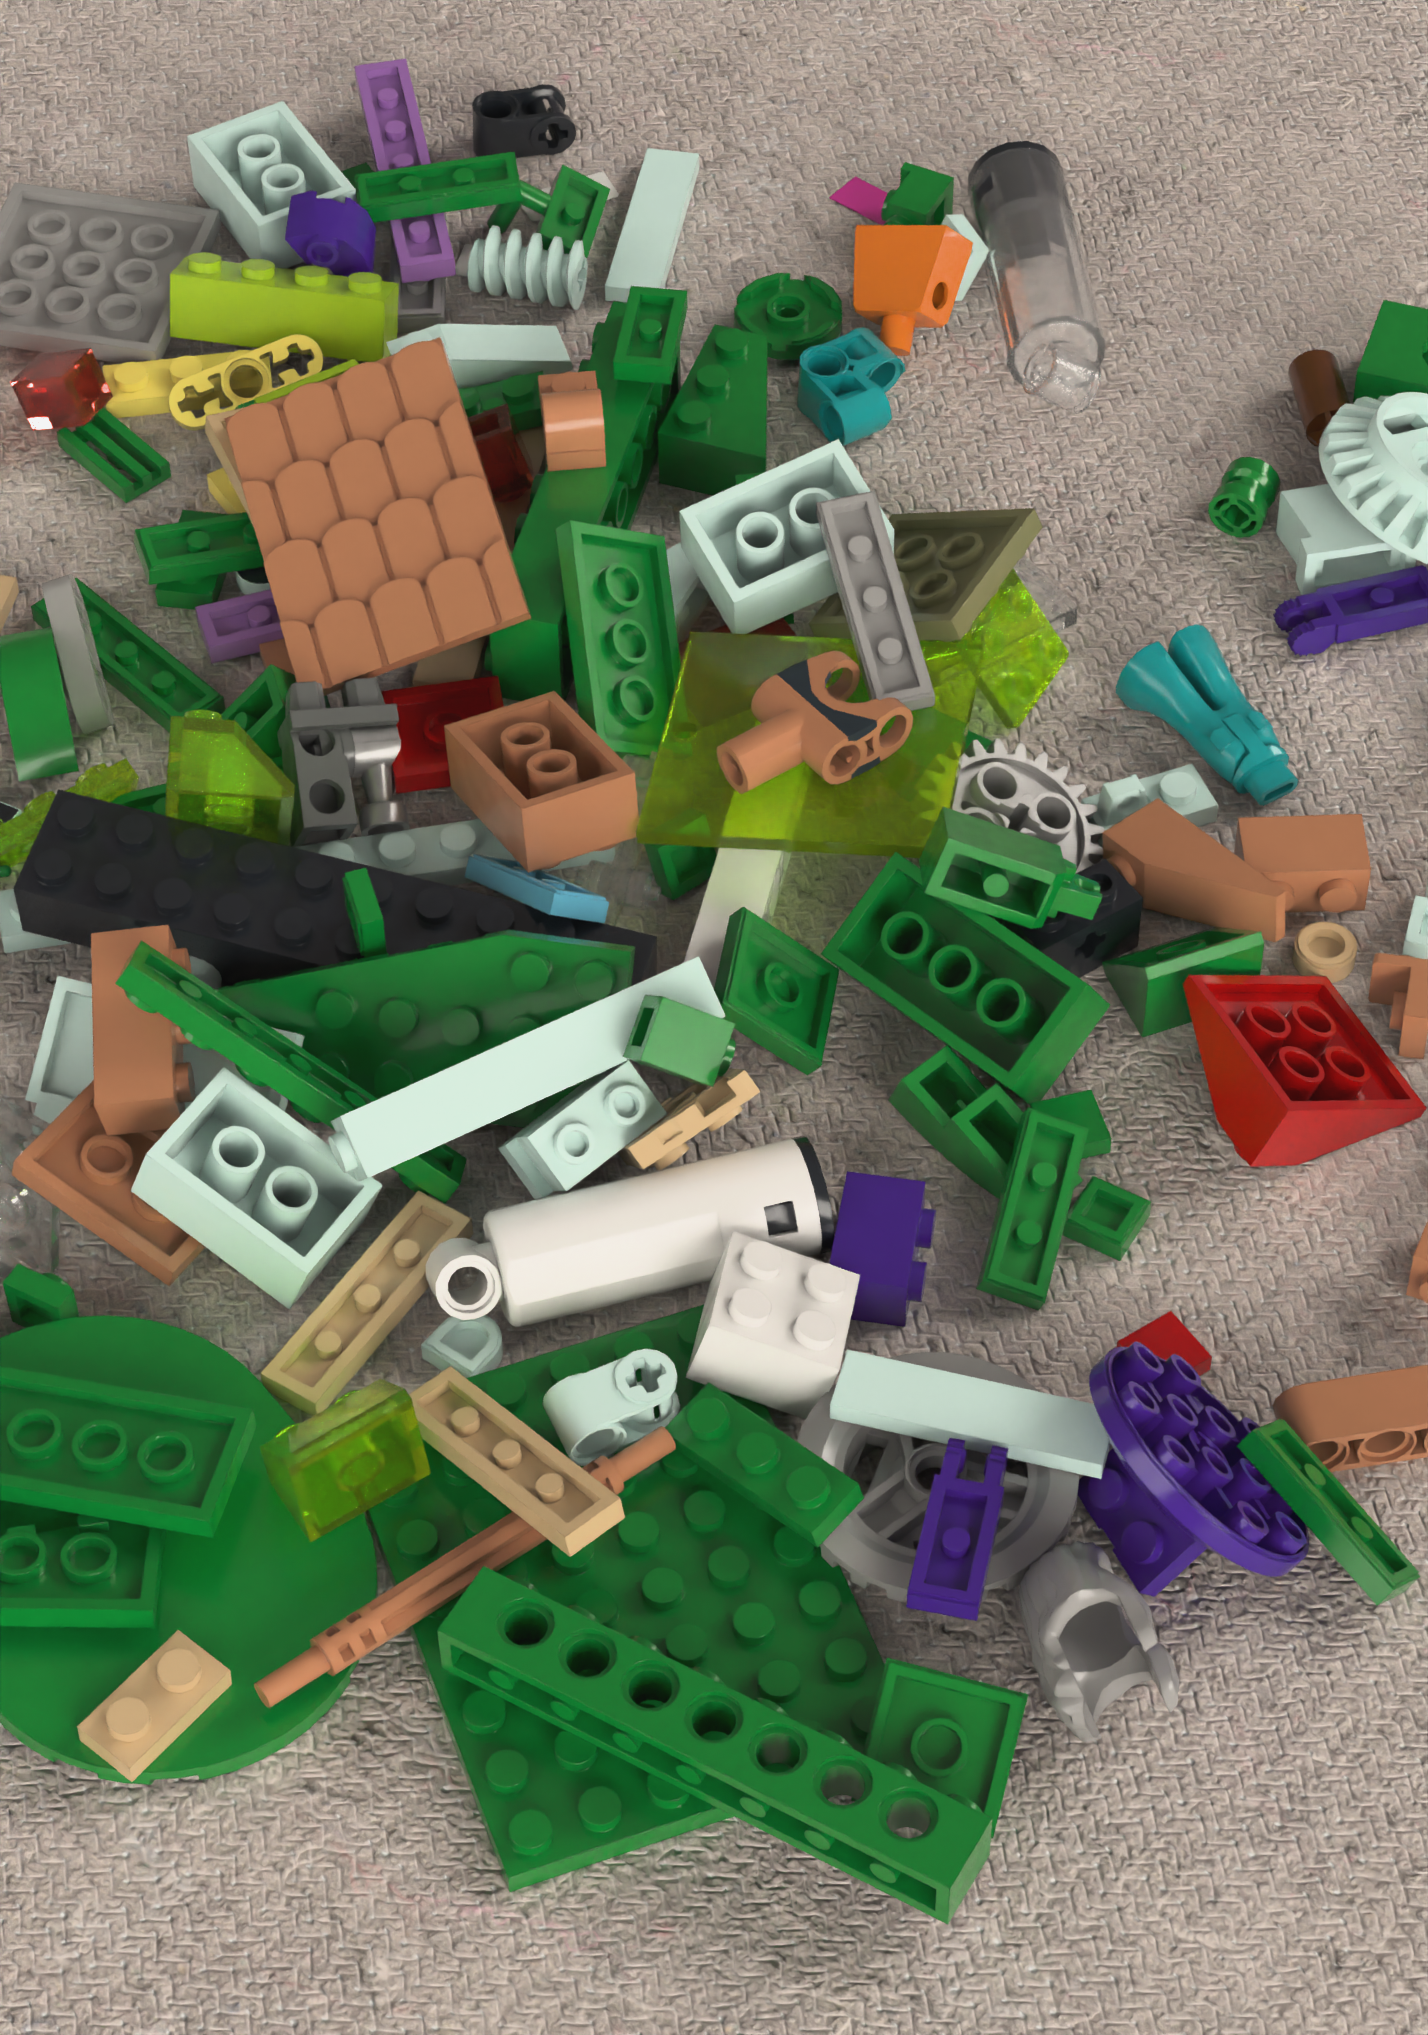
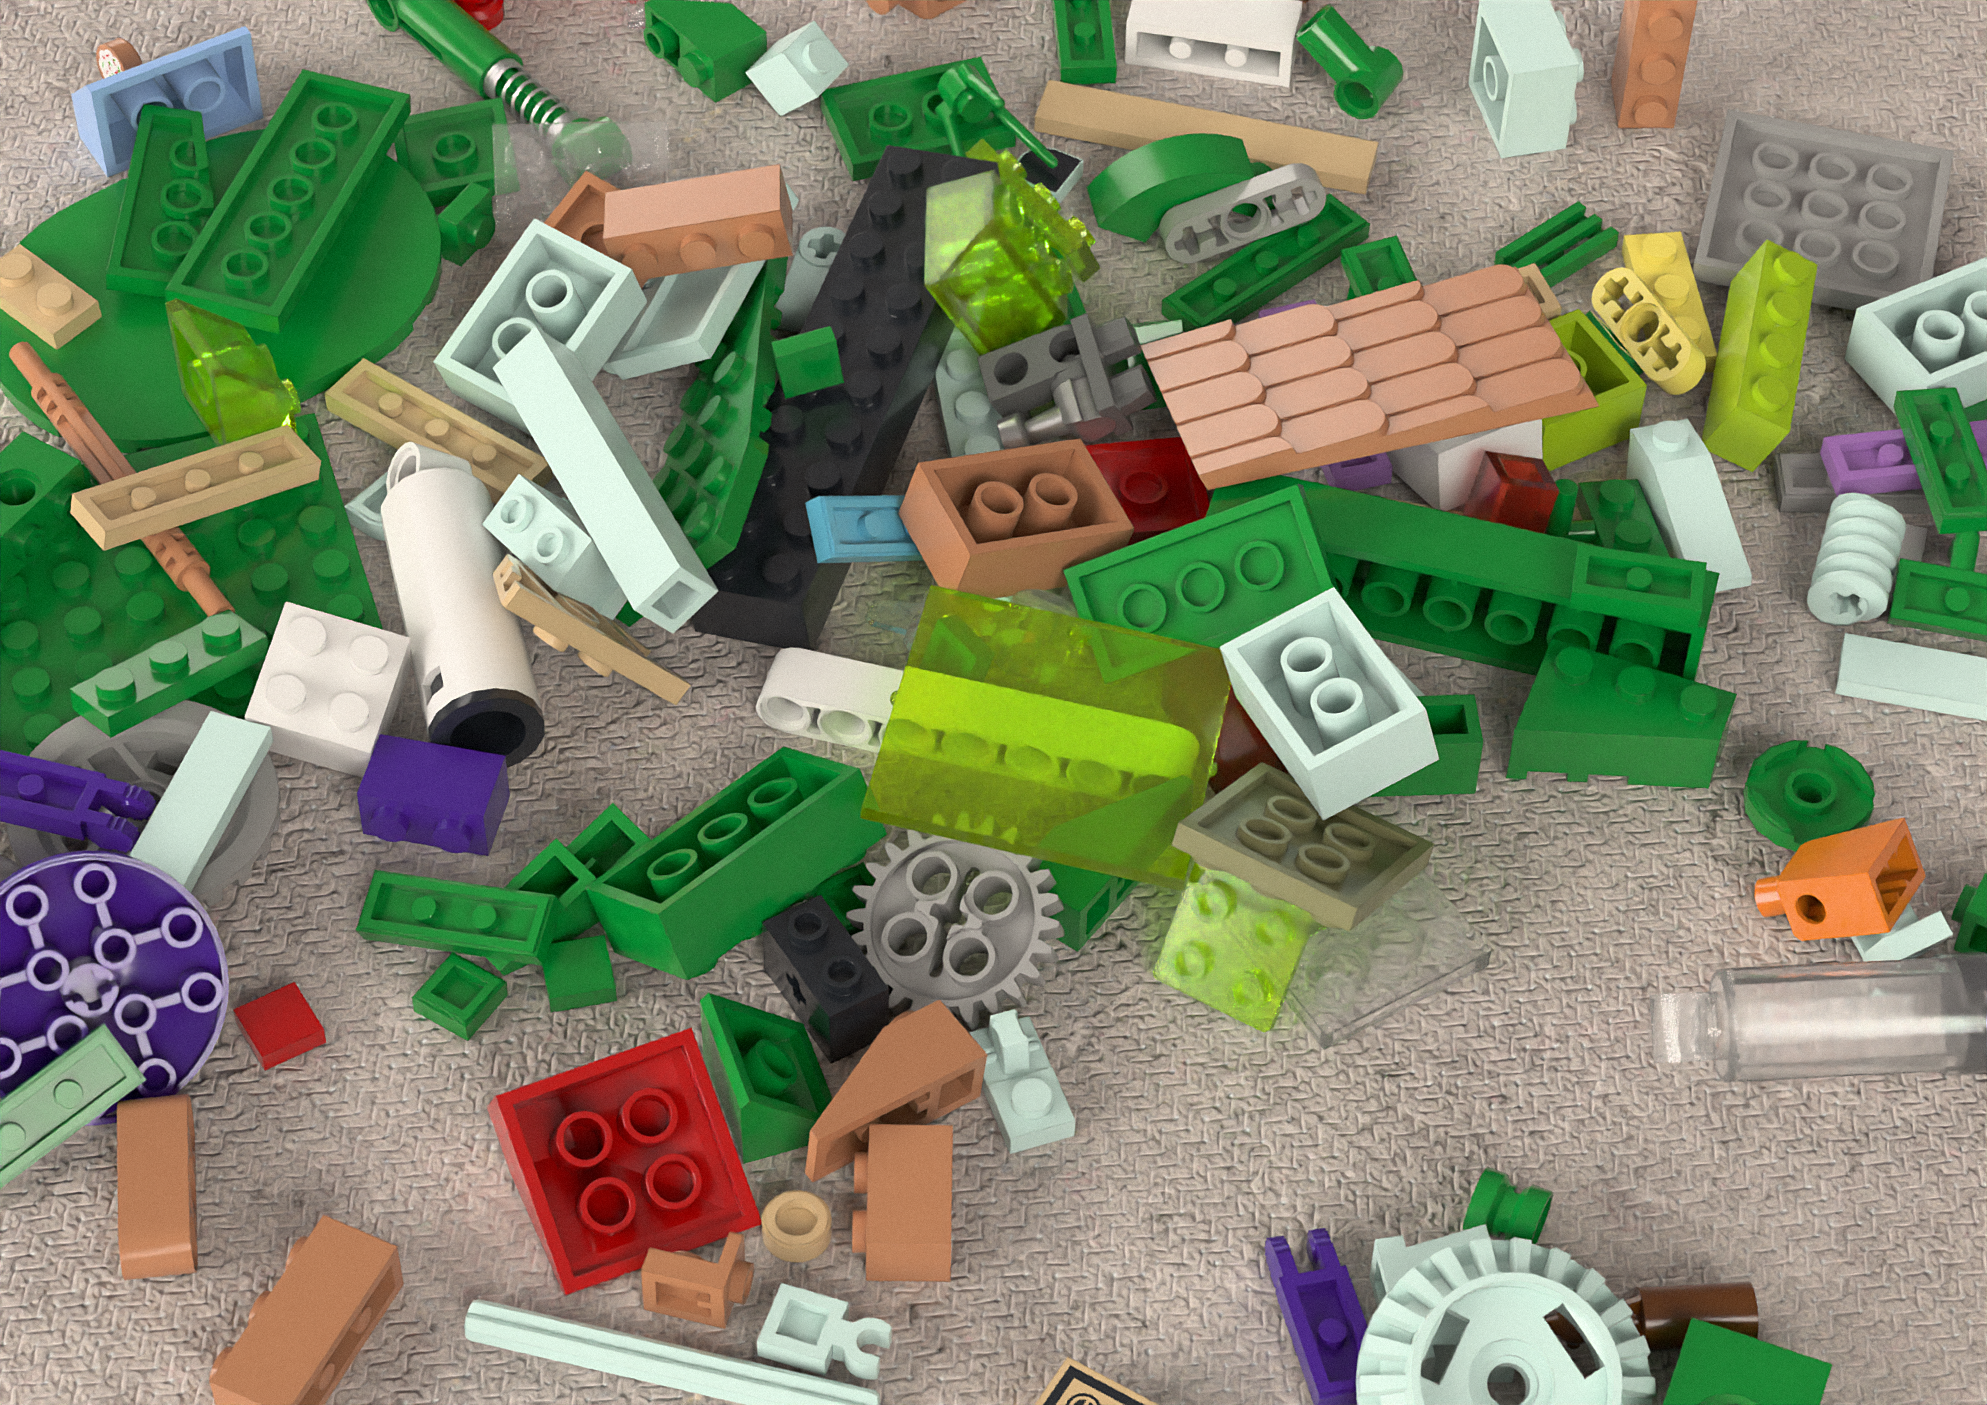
camera: 90 degrees right, 0 degrees up
(61, 389) = (1622, 190): clear red brick -> none
(268, 1058) = (653, 286): green plate -> none
(331, 233) = (1850, 378): dark purple cylinder -> none
(572, 420) = (1489, 523): nougat plate -> none
(608, 1407) = (253, 571): light aqua piece -> none
(681, 1041) = (588, 561): brick -> none
(775, 990) = (749, 711): green tile -> none
(813, 726) = (1039, 708): nougat connector -> none
(846, 385) = (1685, 829): teal piece -> none
(874, 600) = (1206, 757): light grey tile -> none
(1003, 872) = (814, 849): green hinge -> none
(1204, 704) = (1167, 1131): teal piece -> none

